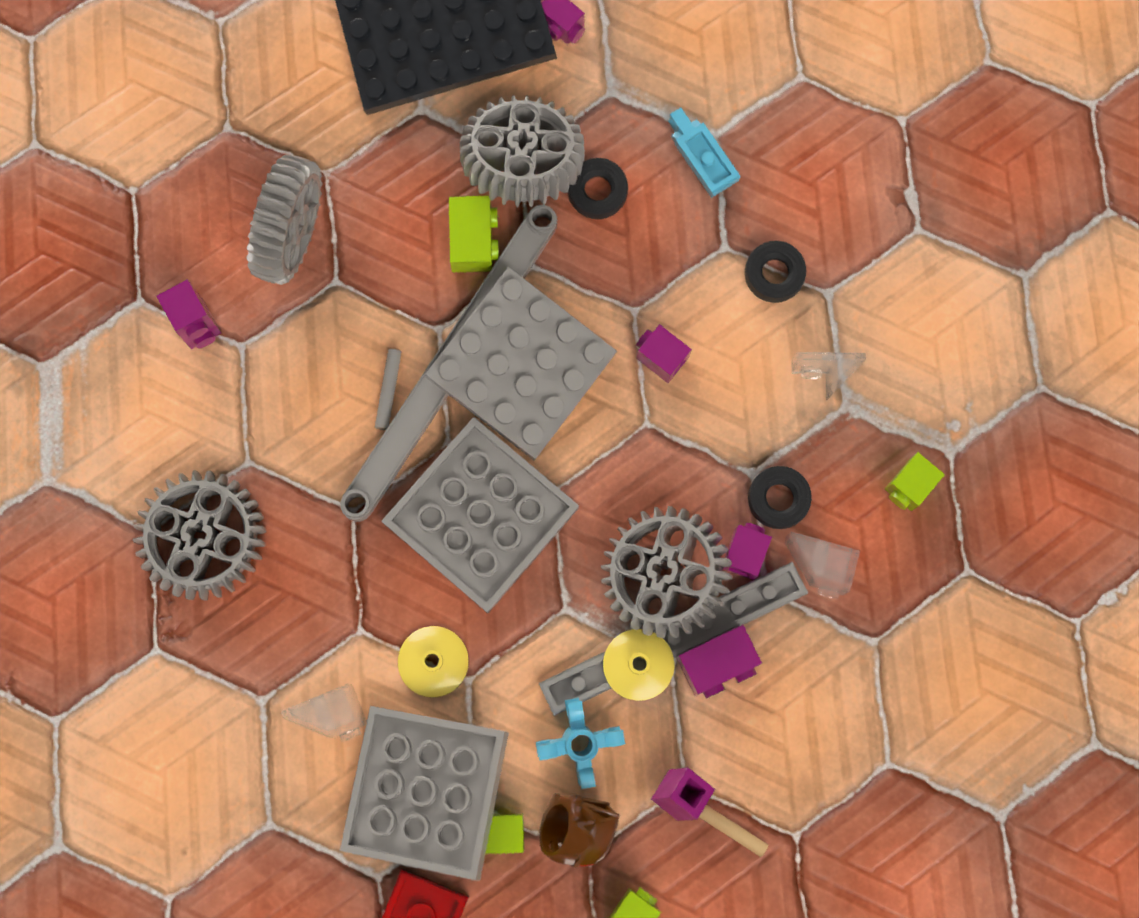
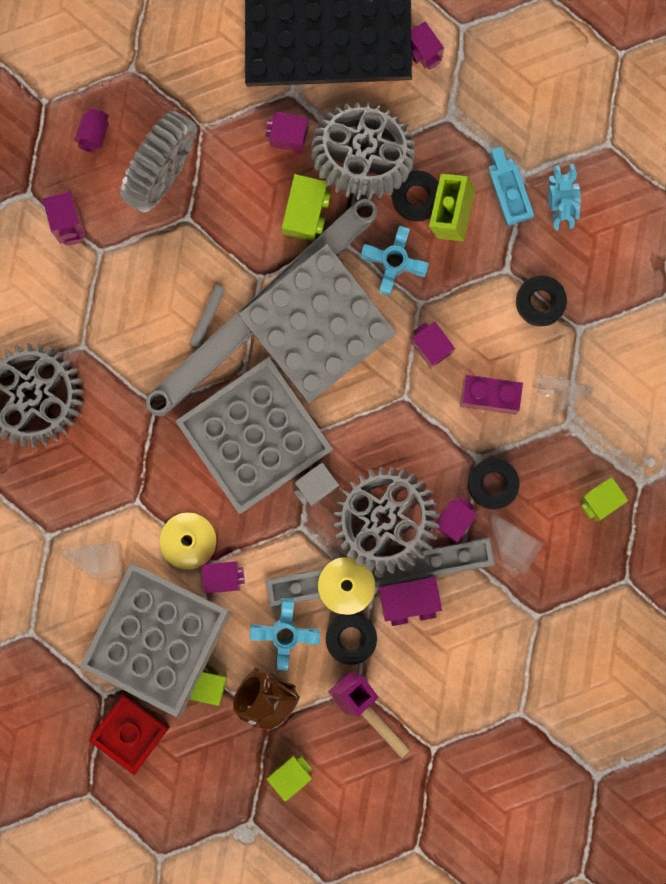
camera: 15 degrees right, 5 degrees up
(197, 207) = (92, 130): none -> magenta brick
(427, 152) = (287, 132): none -> magenta brick
(486, 694) = (222, 577): none -> magenta brick
(569, 554) = (315, 485): none -> light grey brick
(617, 269) = (376, 255): none -> medium azure pin
(643, 189) = (452, 207): none -> lime brick
(683, 727) = (356, 656): none -> black tyre
(748, 393) = (491, 394): none -> magenta brick
(770, 144) = (564, 197): none -> medium azure pin

